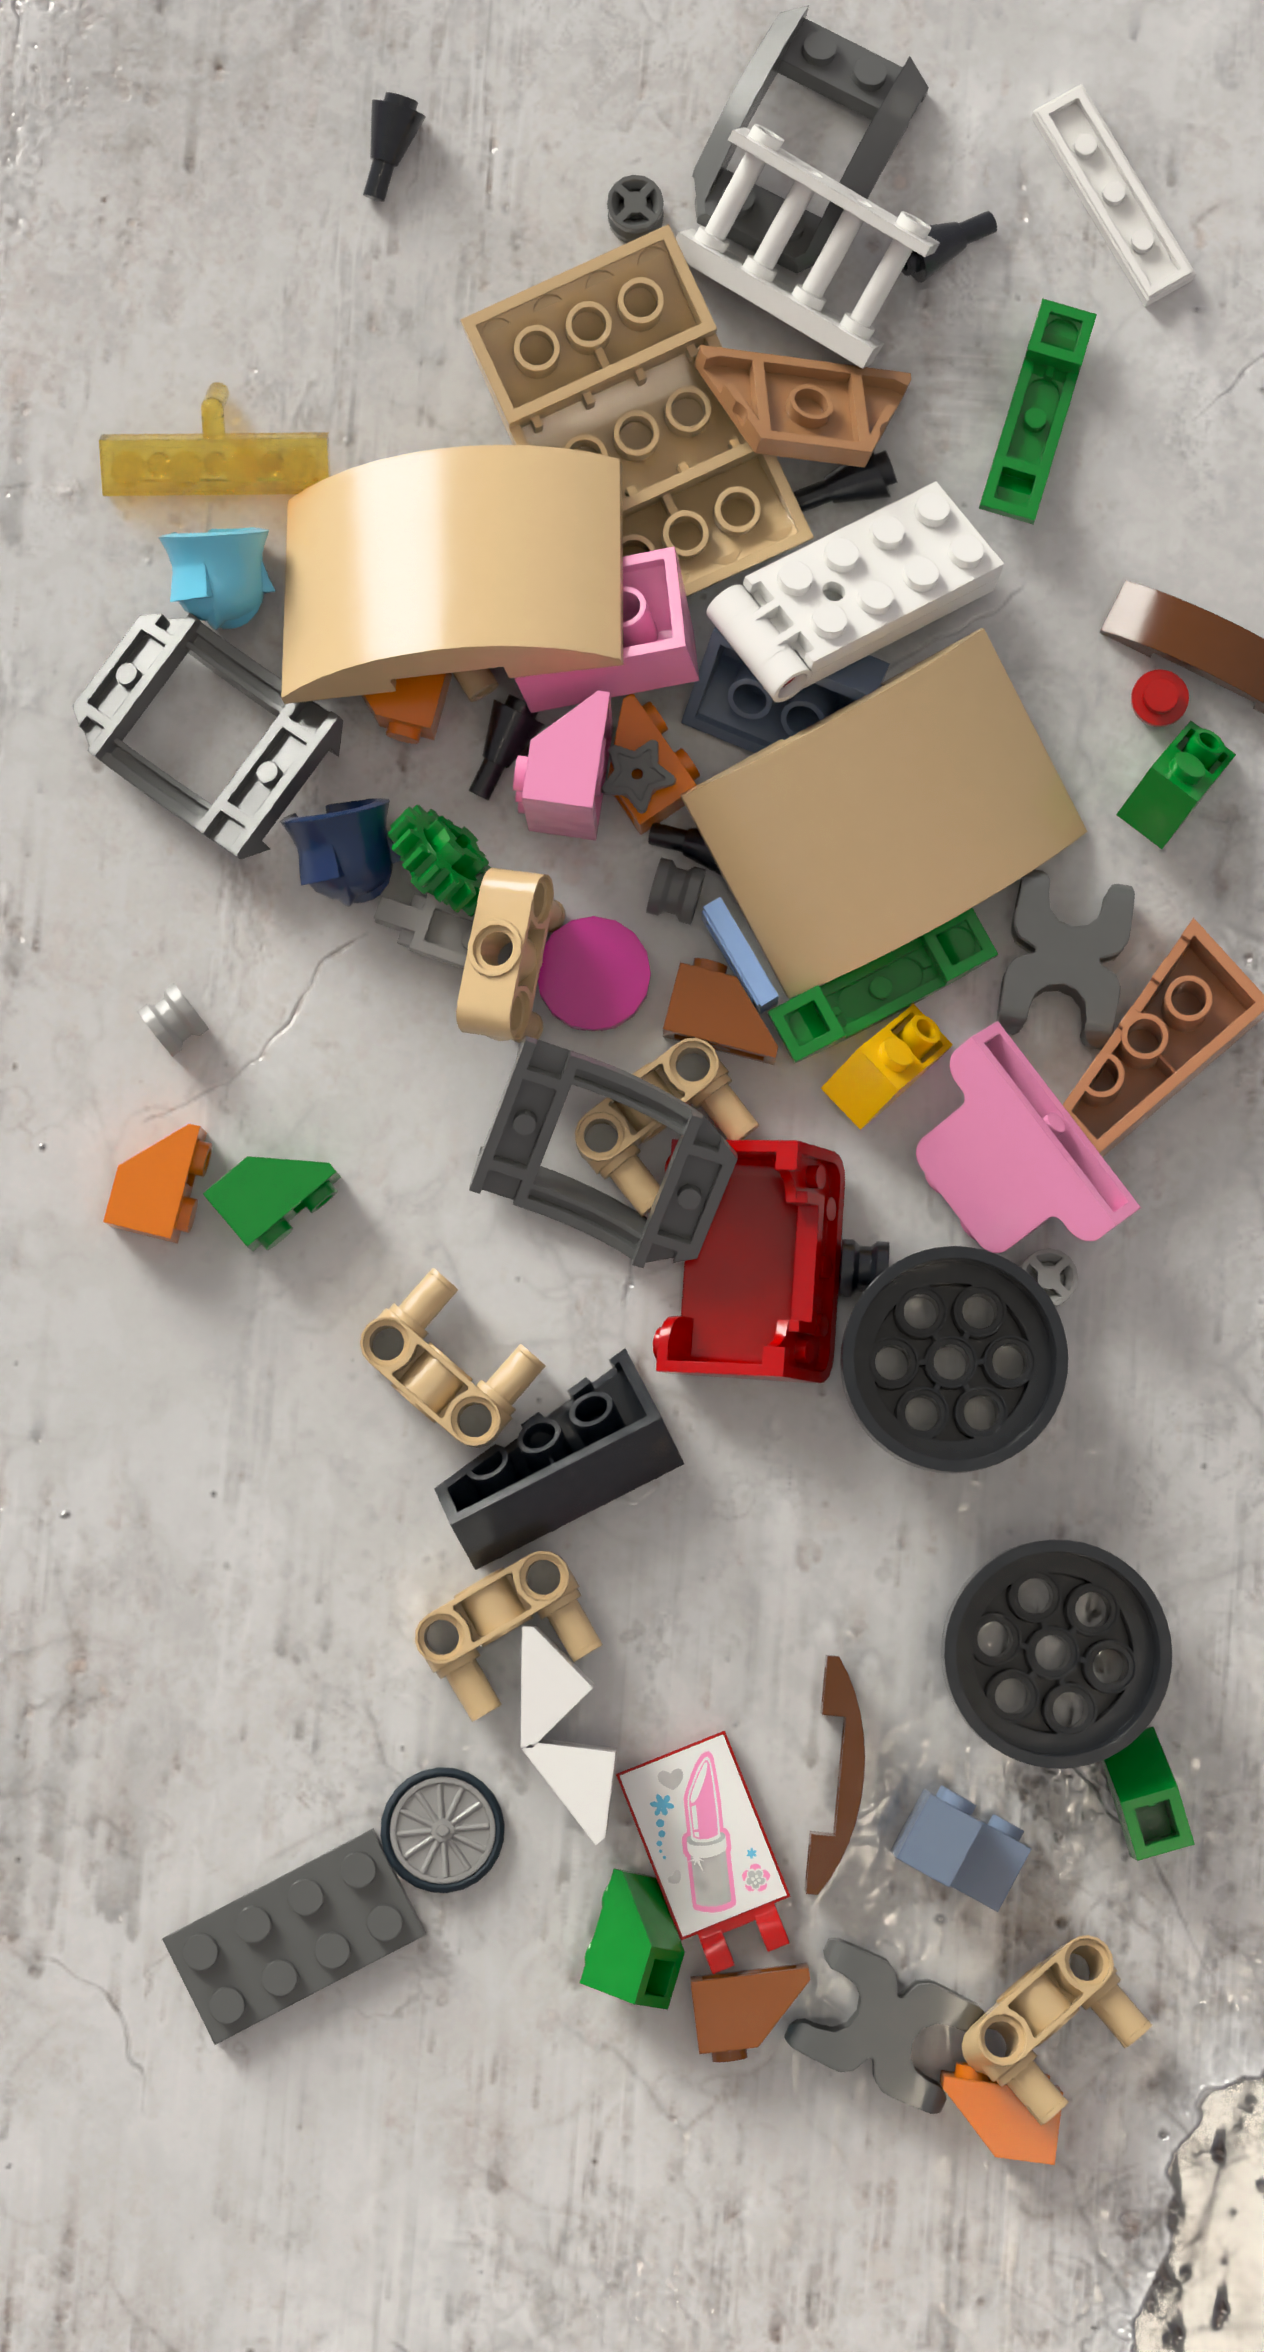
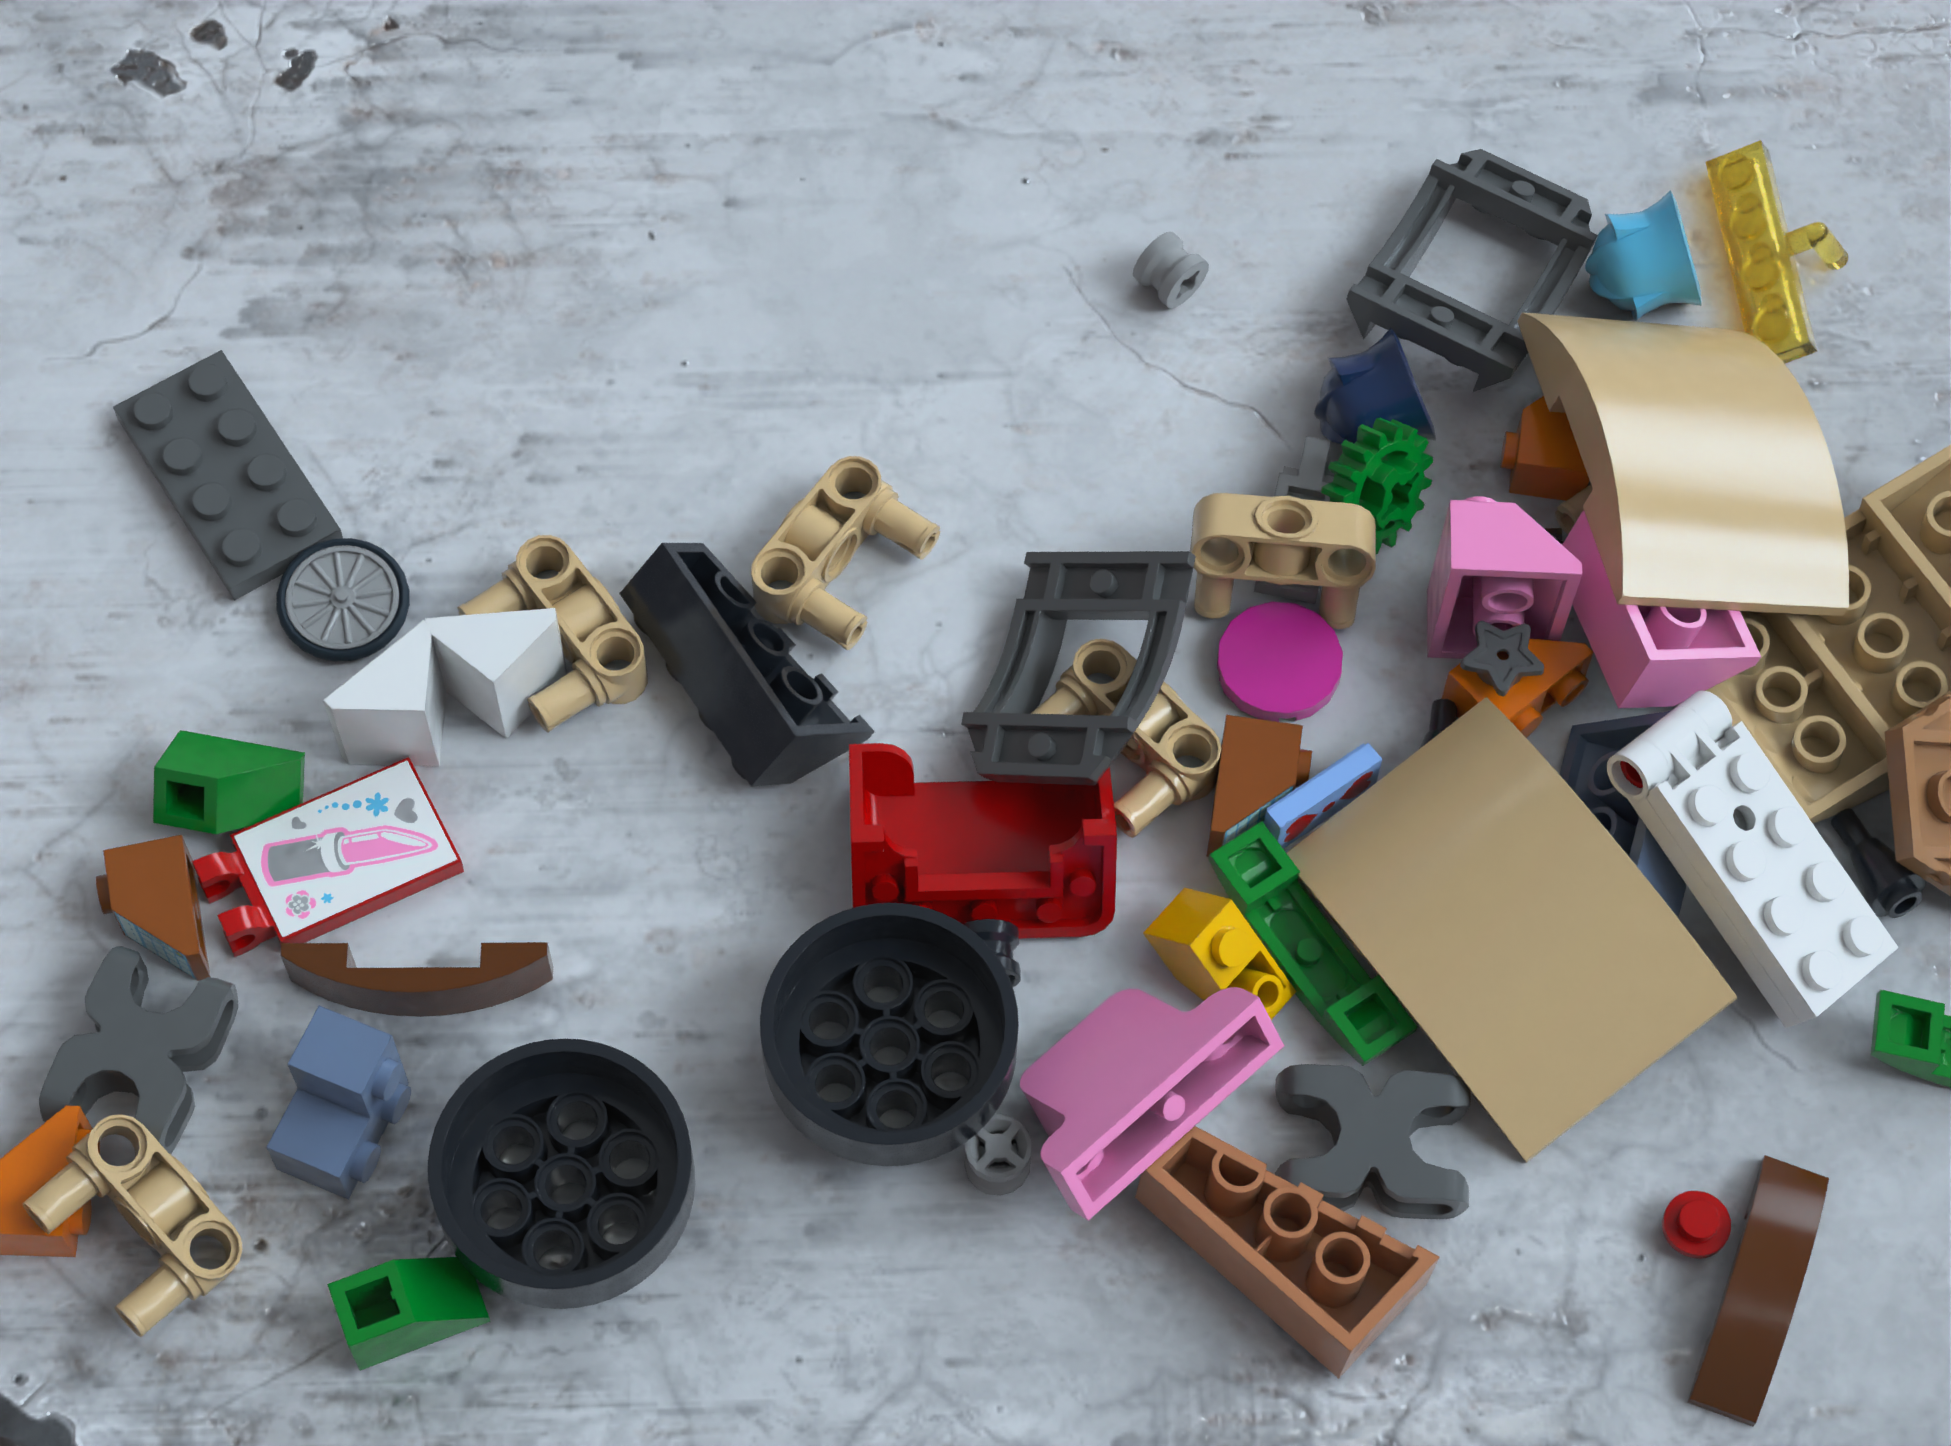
camera: 75 degrees right, 20 degrees down
(156, 1186) = (997, 273): orange slope -> none
(267, 1193) = (996, 369): green slope -> none
(675, 891) = (1384, 724): dark grey wheel -> none
(1176, 784) = (1598, 1245): green slope -> none

